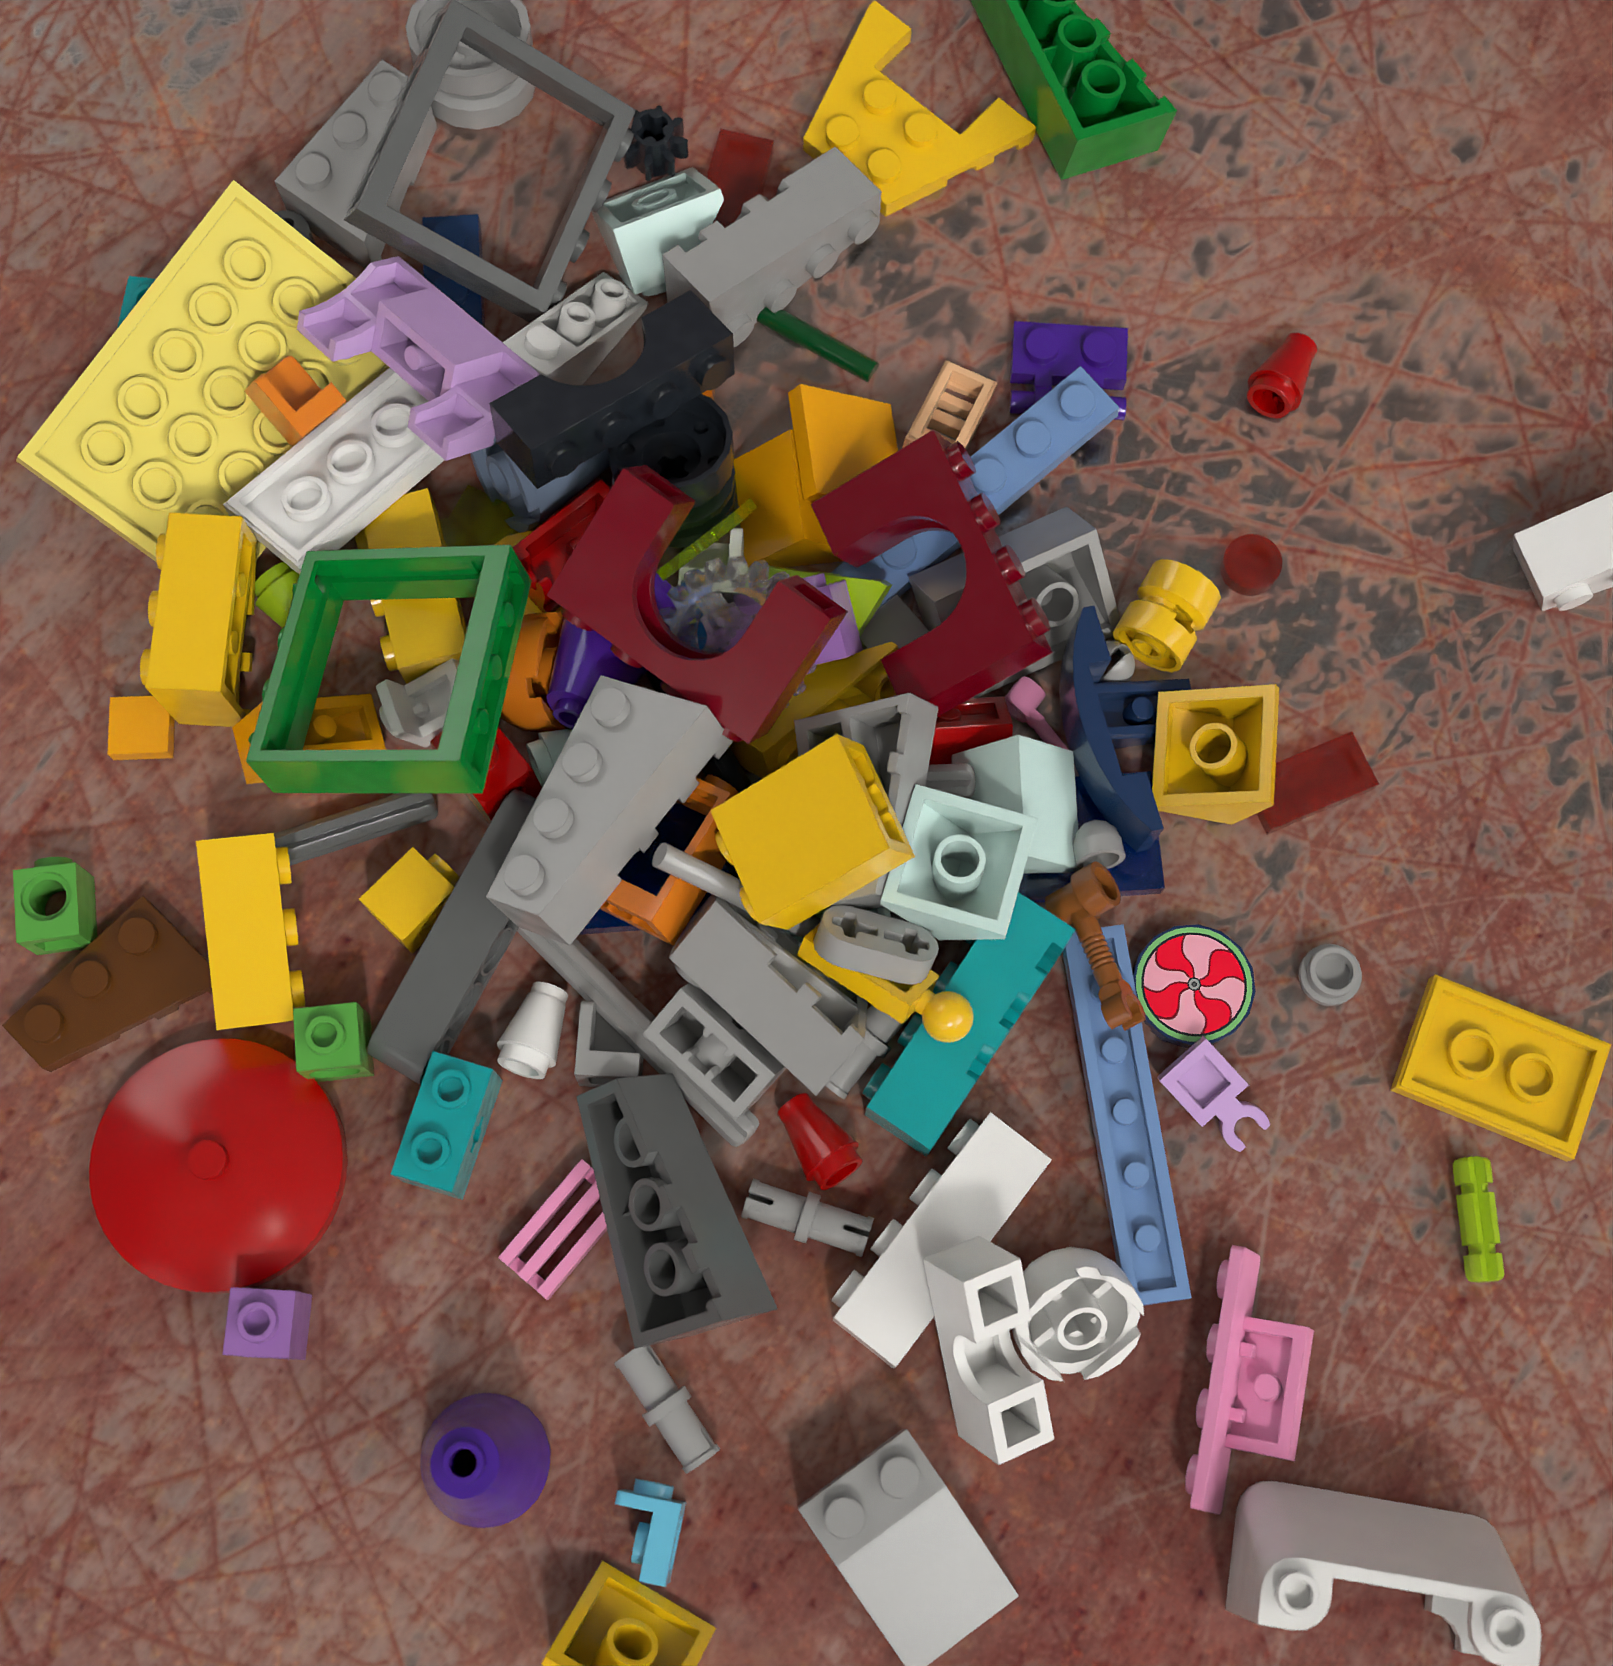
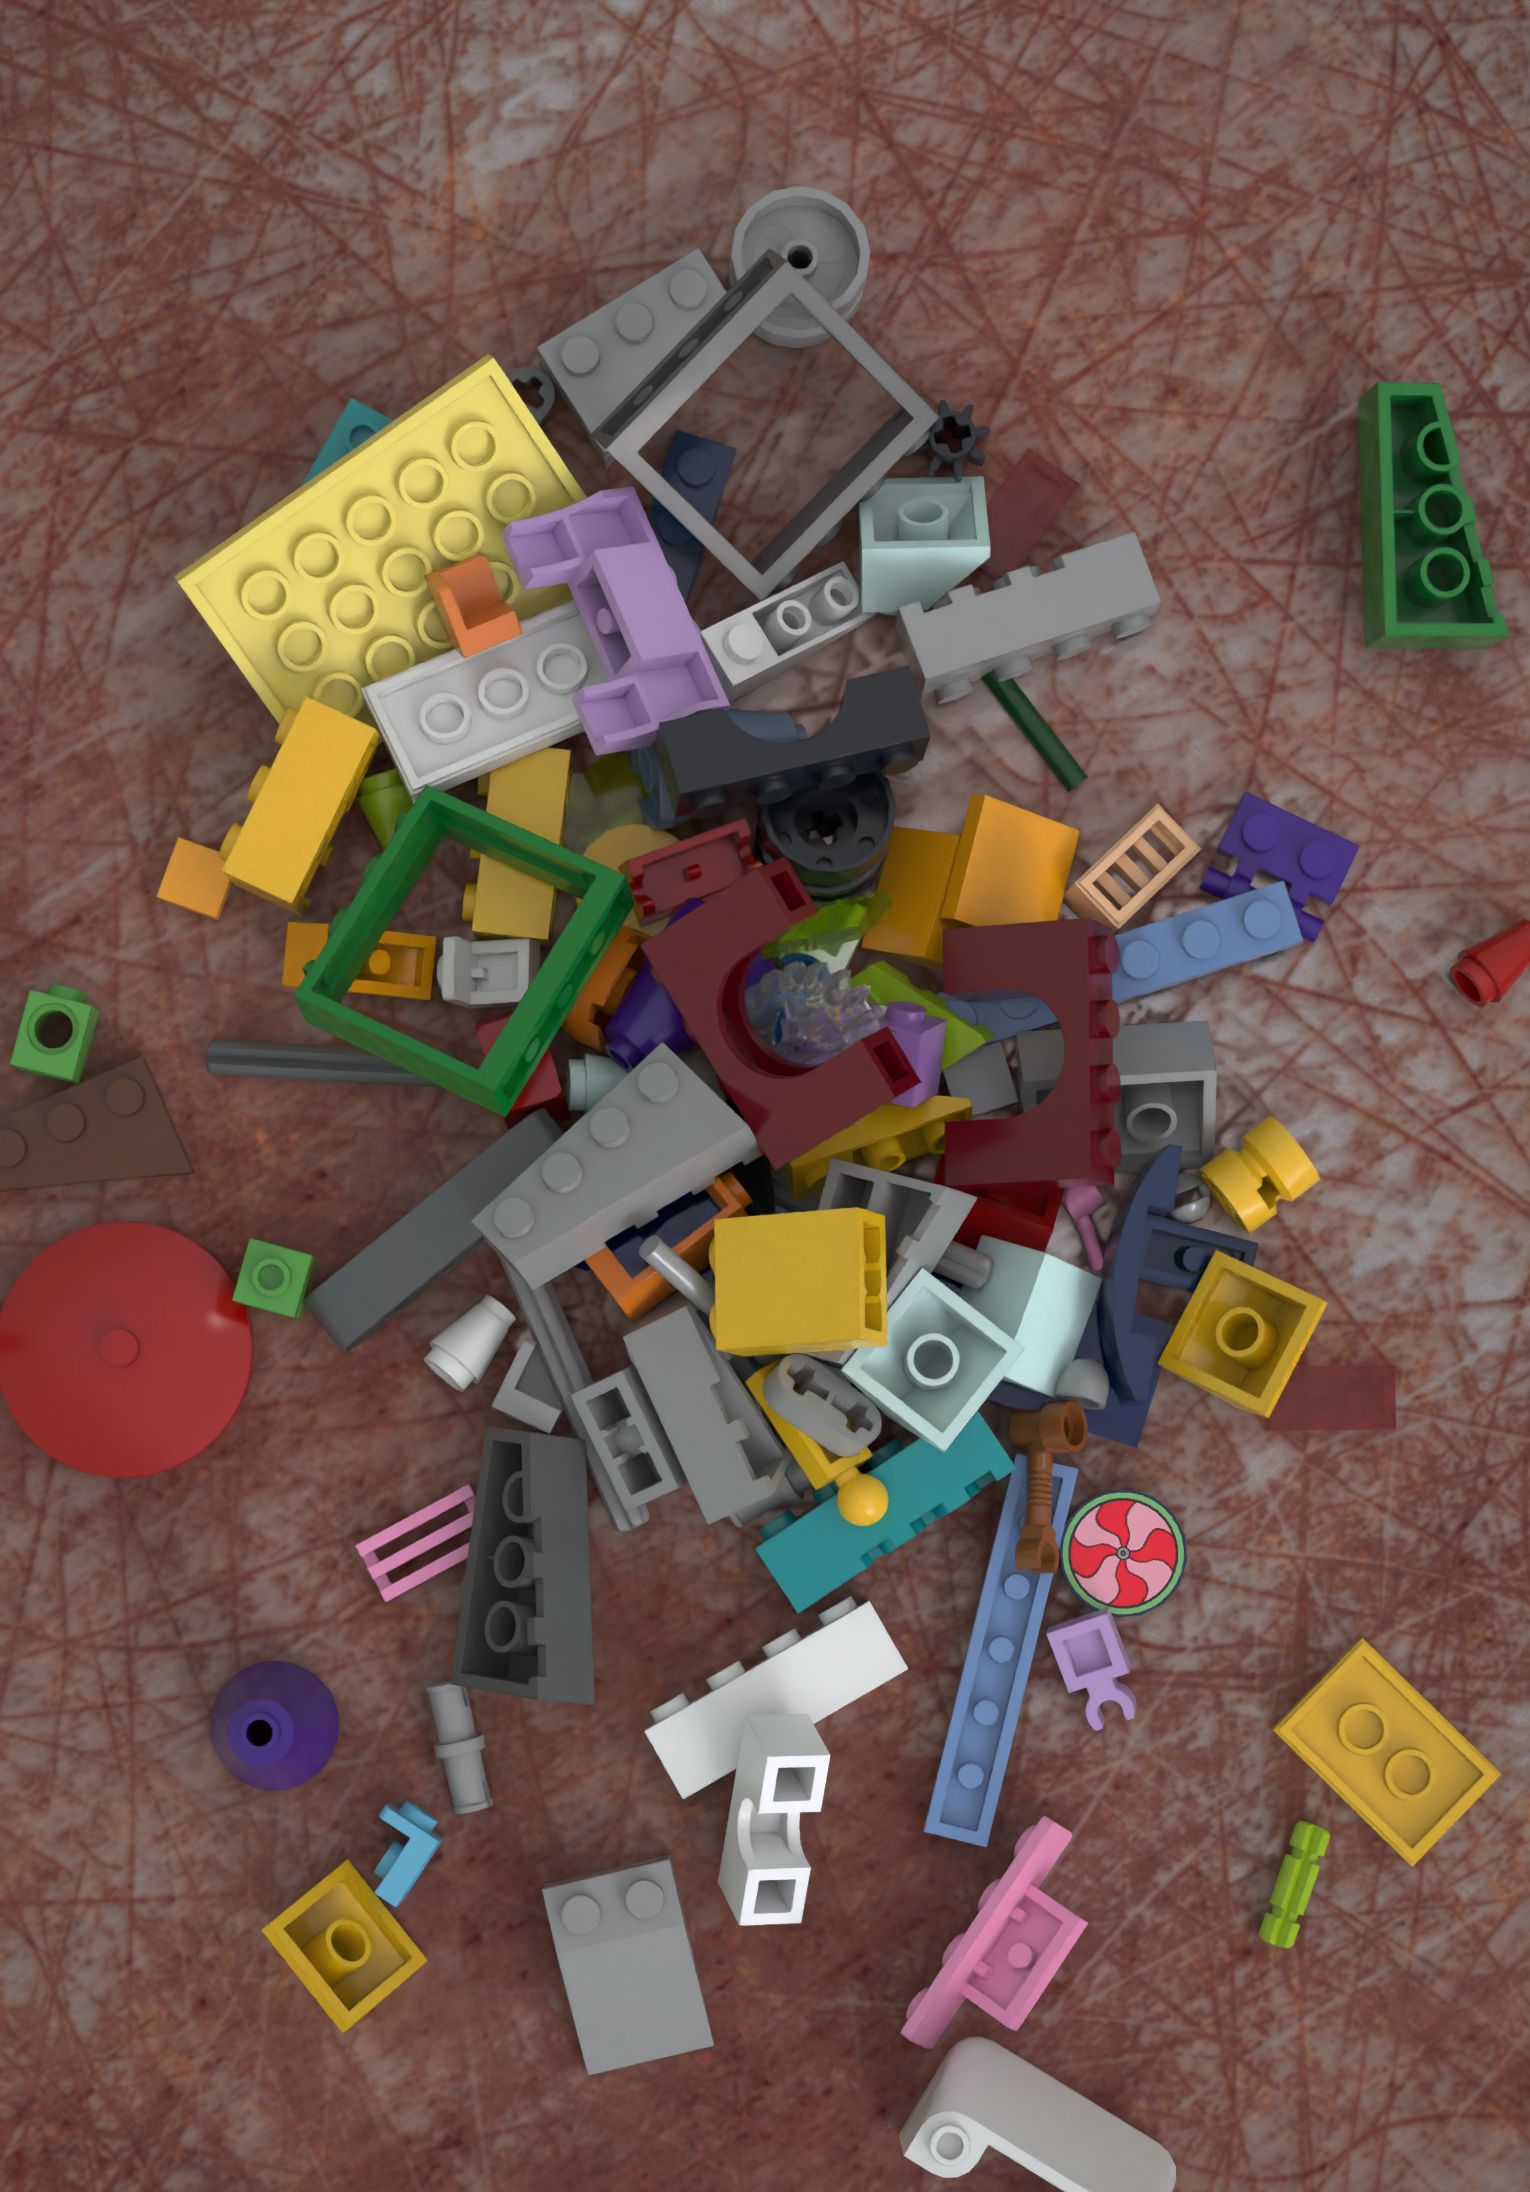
camera: 20 degrees right, 10 degrees up
(248, 930) = (233, 1141): yellow brick -> none
(267, 1323) = (120, 1523): medium lavender brick -> none
(411, 897) = (403, 1165): yellow brick -> none
(447, 1125) = (353, 1403): teal brick -> none
(807, 1217) = (659, 1625): light grey pin -> none
(819, 1142) = (699, 1561): red cone -> none
(892, 134) = (1200, 523): yellow wing -> none
(1079, 1314) = (870, 1819): white cylinder -> none
(1251, 565) = (1374, 1149): clear red tile -> none
(1330, 975) = (1260, 1596): light grey plate -> none

